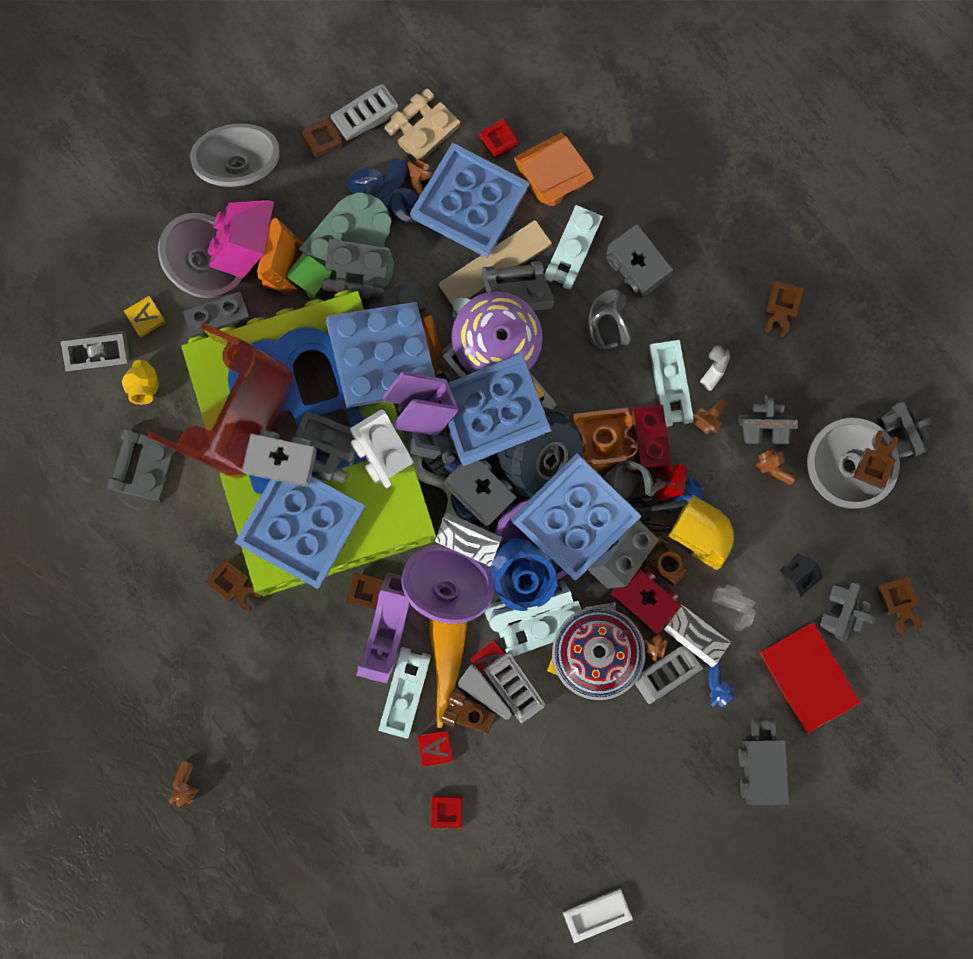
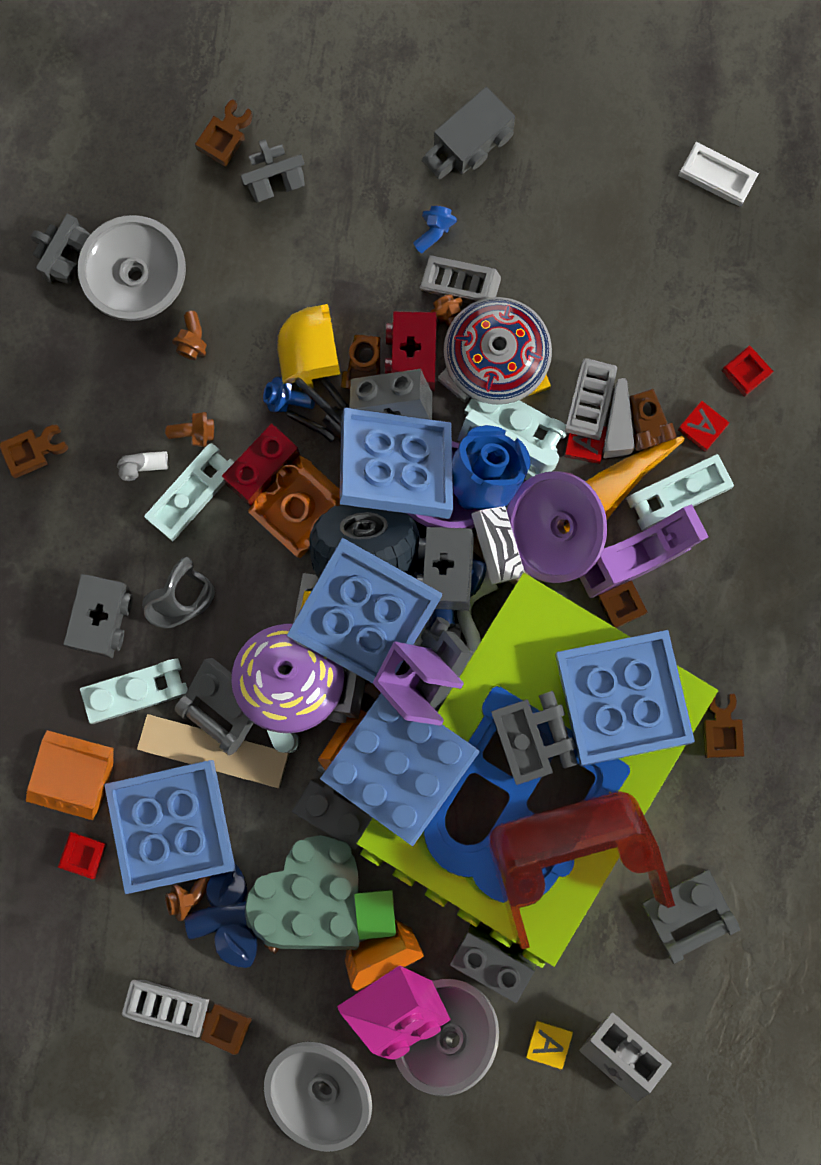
camera: 125 degrees left, 0 degrees up
(140, 382) = (615, 987): yellow rock -> none
(260, 459) = (587, 740): light grey brick -> none
(357, 259) = (323, 880): dark grey plate -> none
(381, 446) = (490, 682): white bracket -> none
(429, 131) = (130, 929): tan plate -> none
(625, 481) = (321, 459): dark grey piece -> none
(675, 482) = (287, 414): red tile -> none
(697, 636) = (405, 279): white tile -> none
(732, 598) = (346, 278): clear bracket -> none
(781, 424) = (151, 377): dark grey hips -> none
(803, 576) = (274, 233): black tile -> none
(809, 677) = (358, 161): red tile -> none
(875, 464) = (119, 242): reddish brown plate -> none

